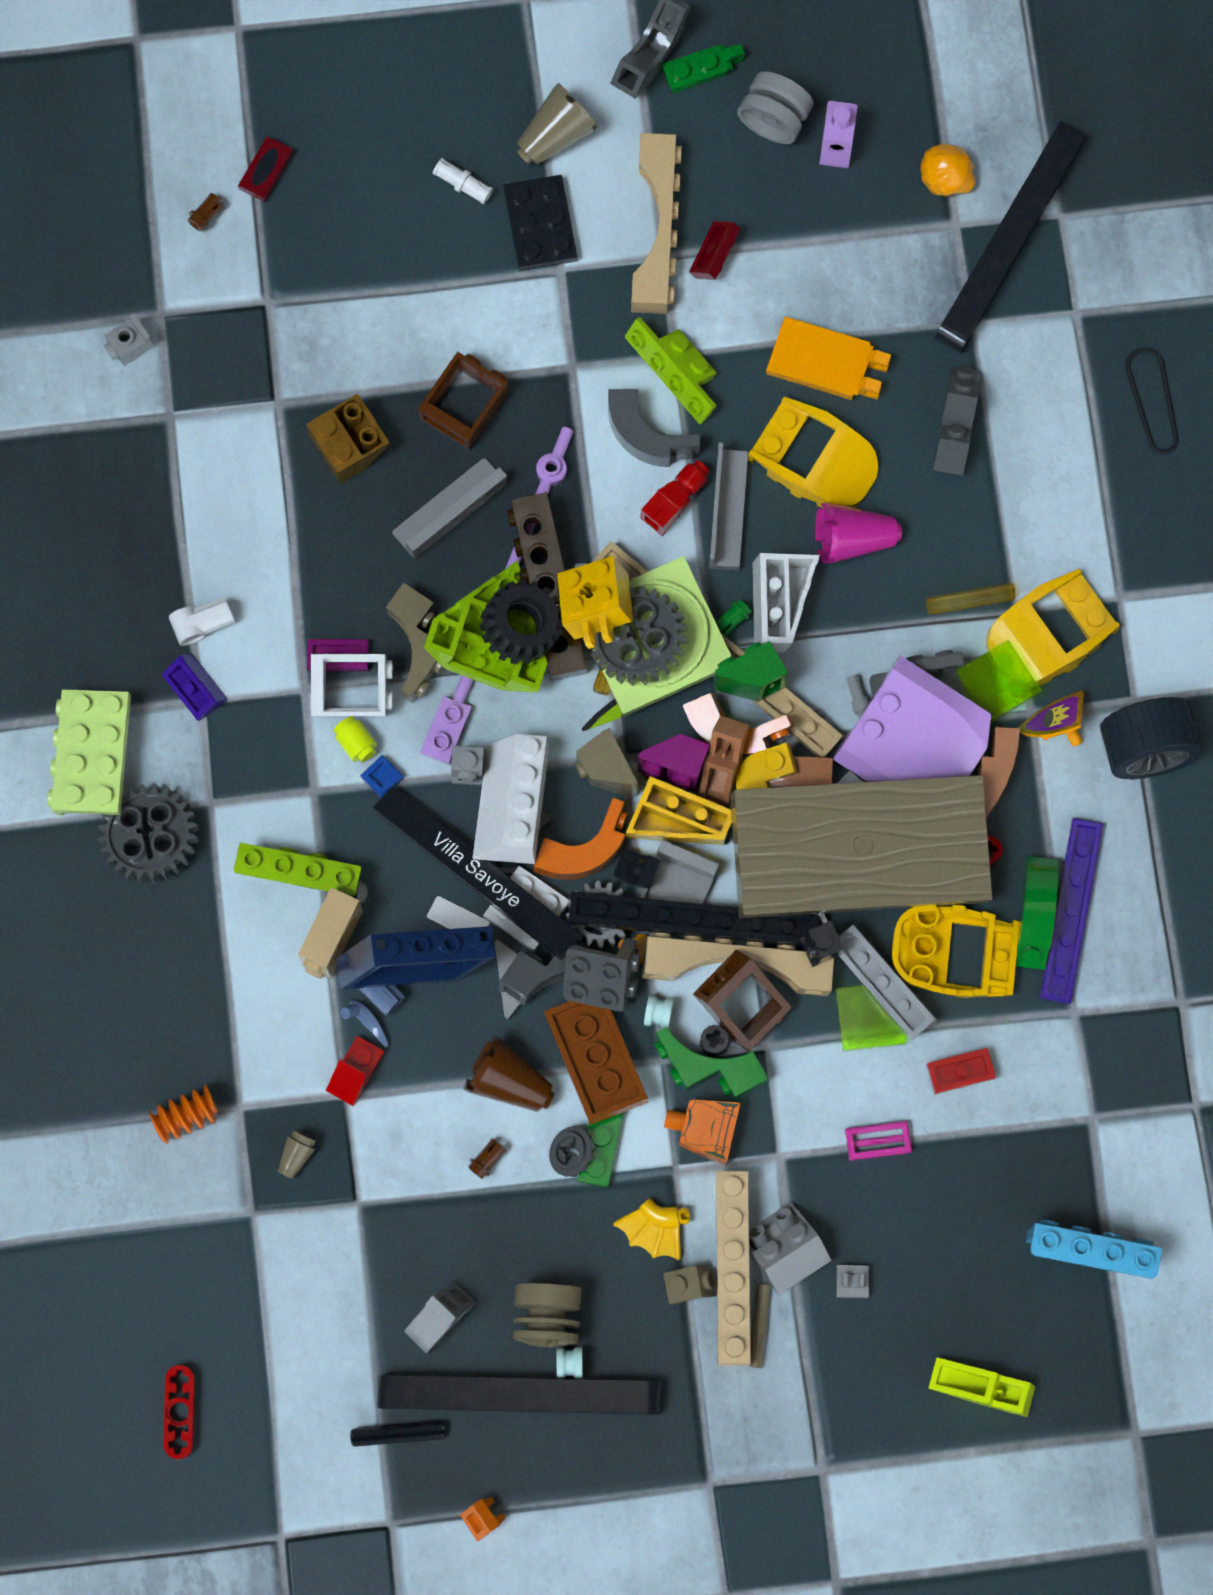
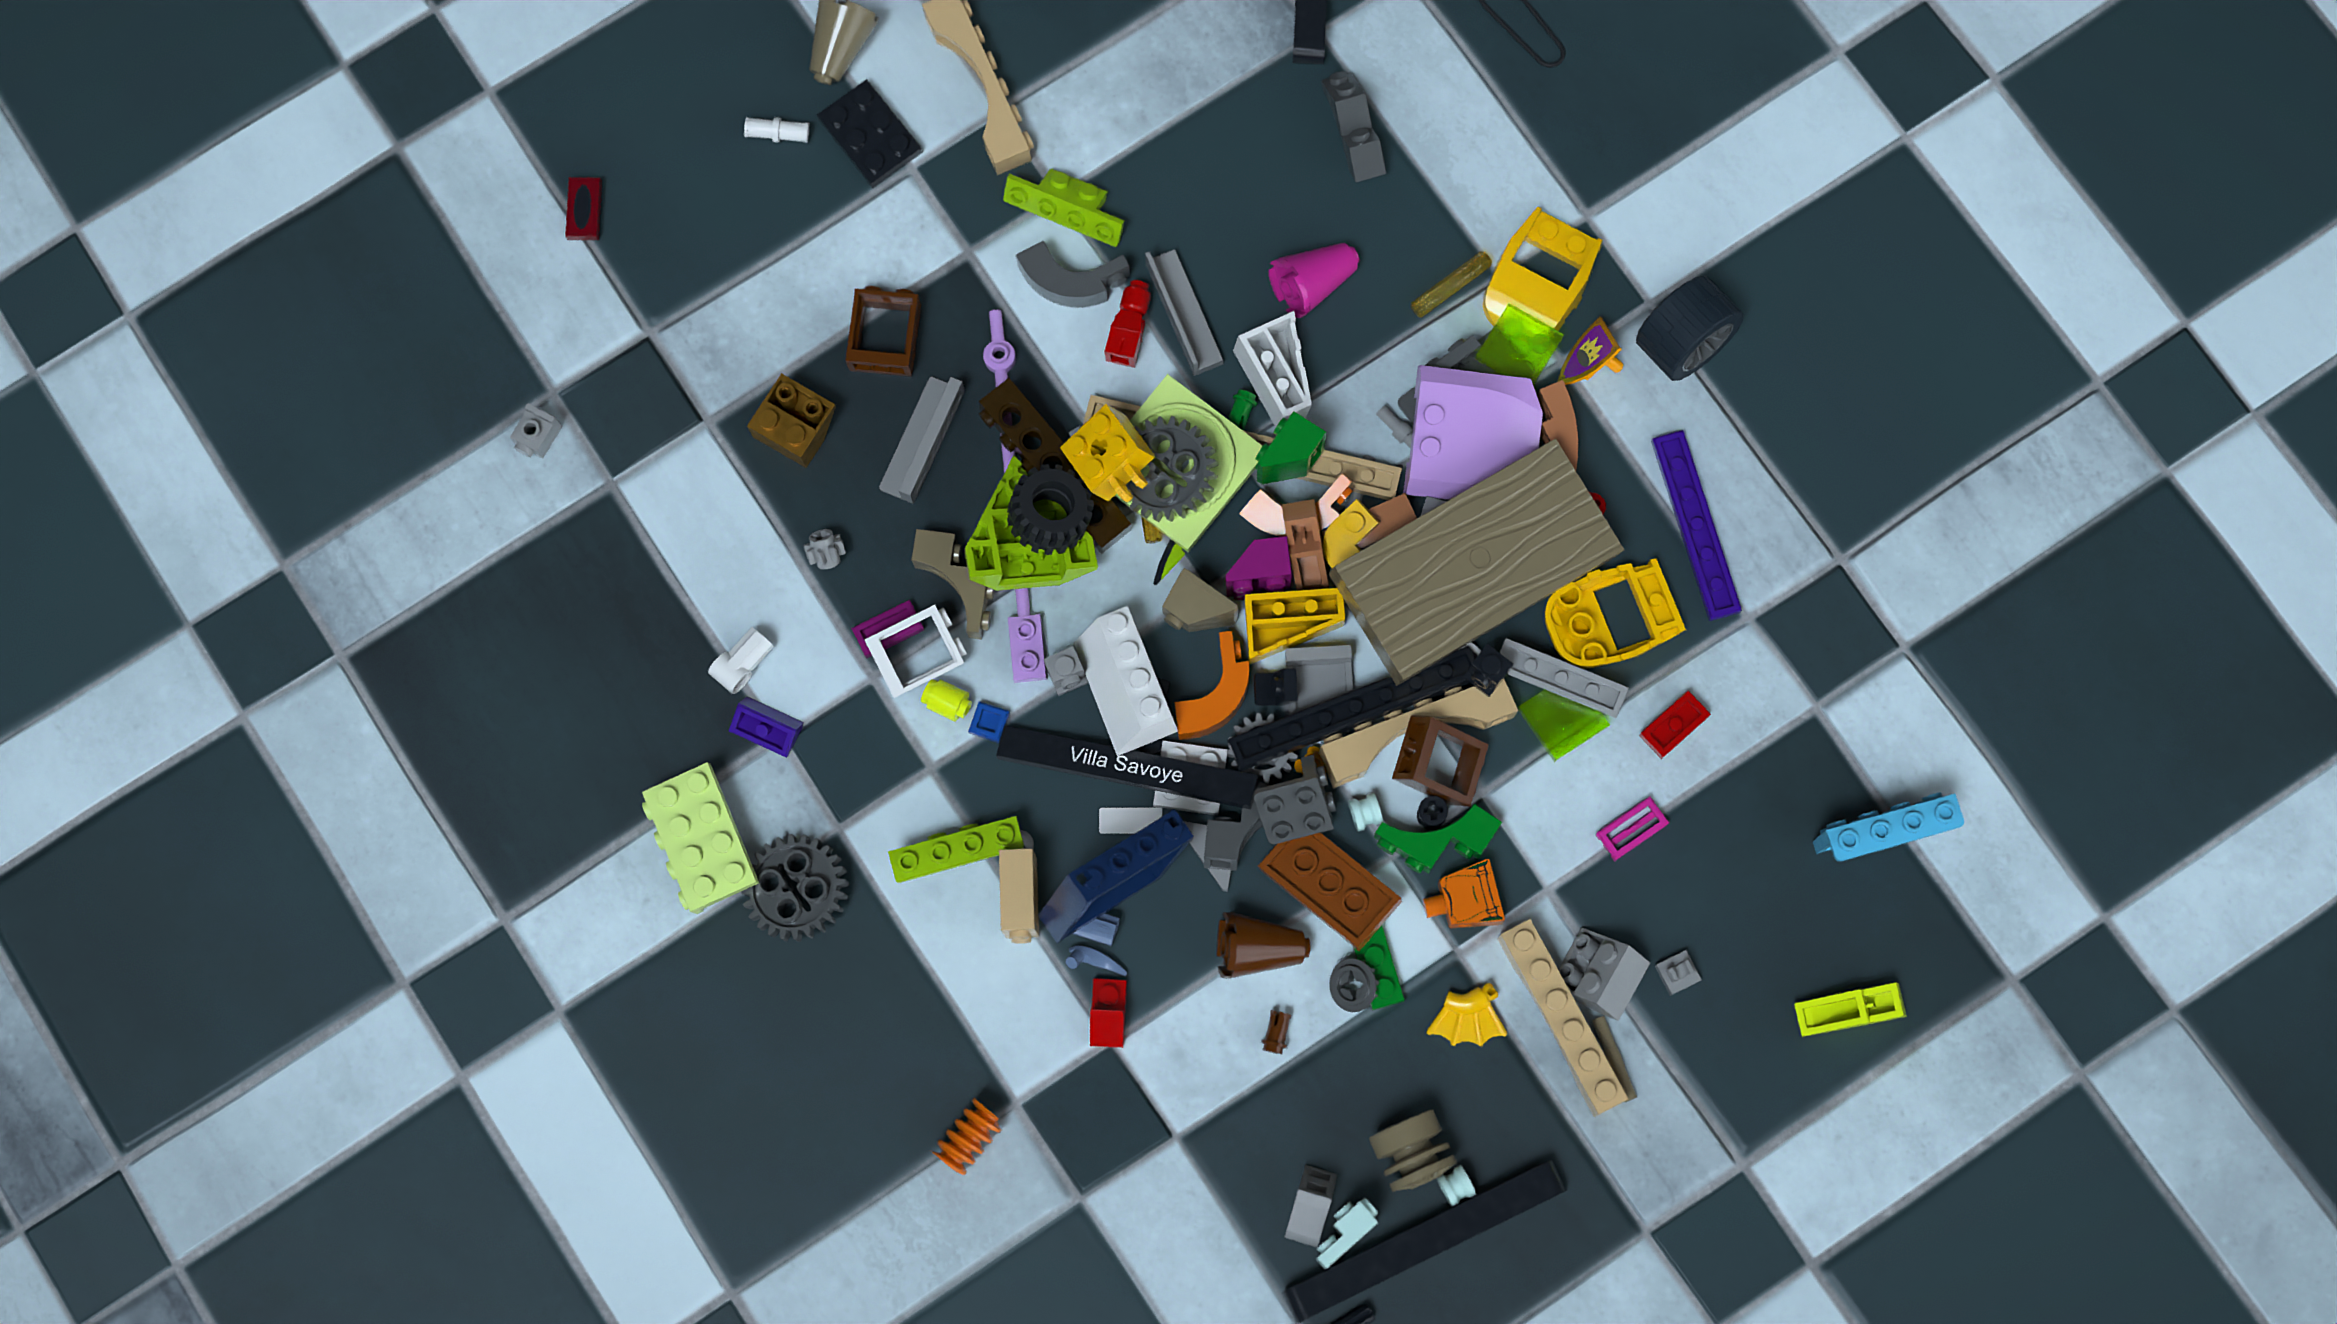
camera: 20 degrees left, 0 degrees up
(205, 212) = (547, 276): reddish brown pin -> none
(295, 1153) = (1093, 1120): dark tan cone -> none
(318, 561) = (824, 549): none -> light grey gear
(465, 1350) = (1351, 1225): none -> light aqua plate
(690, 1284) = (1529, 1053): dark tan bracket -> none
(714, 250) = (1046, 79): dark red plate -> none
(826, 360) = (1203, 130): light orange tile -> none
(840, 473) = (1271, 224): yellow slope -> none
(1037, 912) = (1670, 539): green arch -> none

